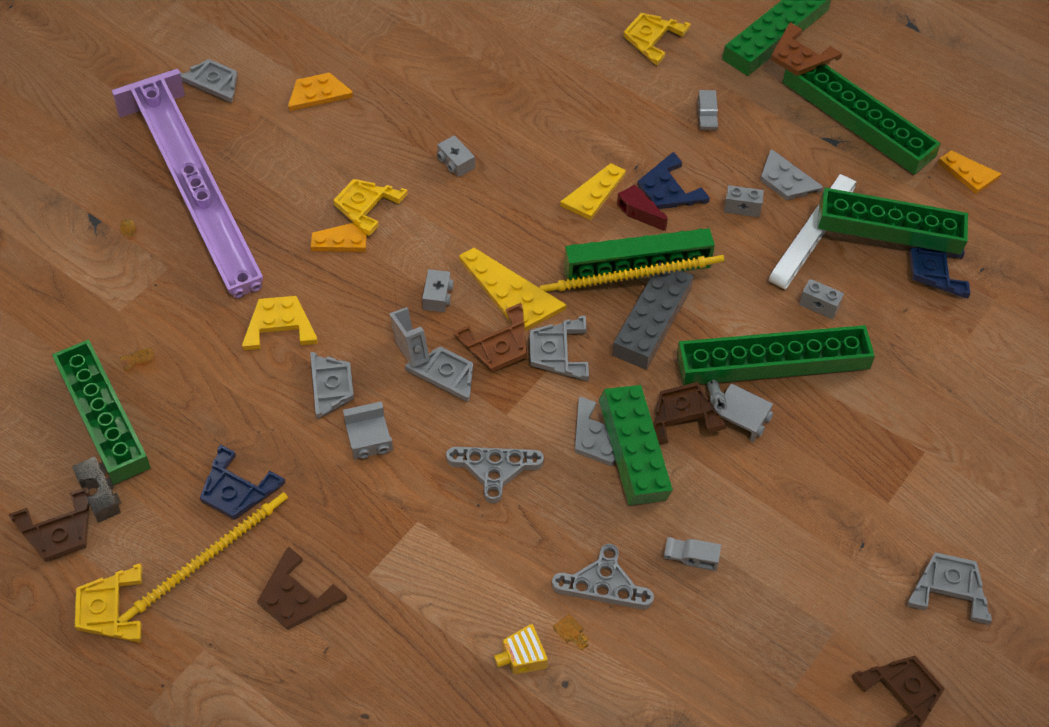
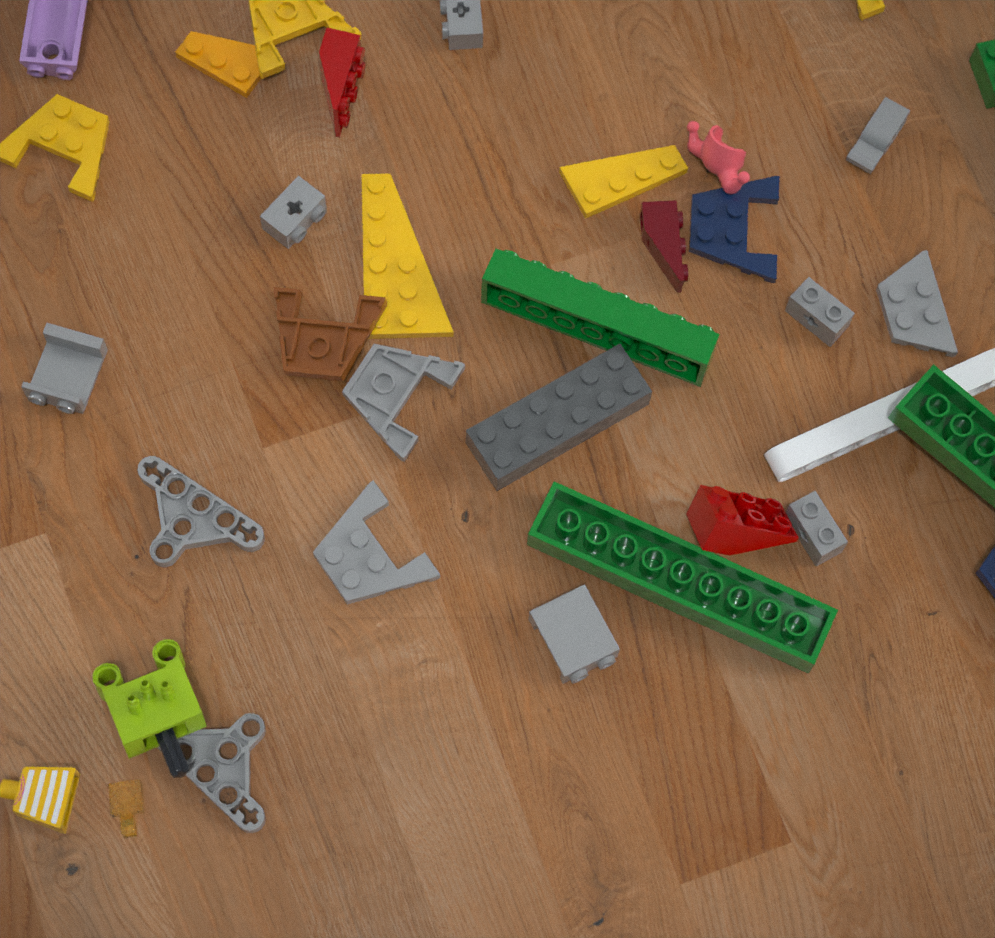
camera: 30 degrees right, 15 degrees up
(330, 383) = (65, 272): light grey wing -> none
(409, 340) = (199, 250): light grey panel -> none
(413, 212) = (340, 68): none -> red slope
(446, 372) = (223, 340): light grey wing -> none
(551, 569) = (153, 707): none -> lime piece
(562, 285) = (663, 381): yellow hose -> none
(635, 445) = (387, 597): green brick -> none
(639, 156) = (718, 157): none -> coral piece
(682, 405) = (497, 575): reddish brown wing -> none
(693, 553) = (358, 795): light grey piece -> none
(717, 397) = (544, 596): light grey pin -> none
(782, 314) = (738, 521): none -> red slope

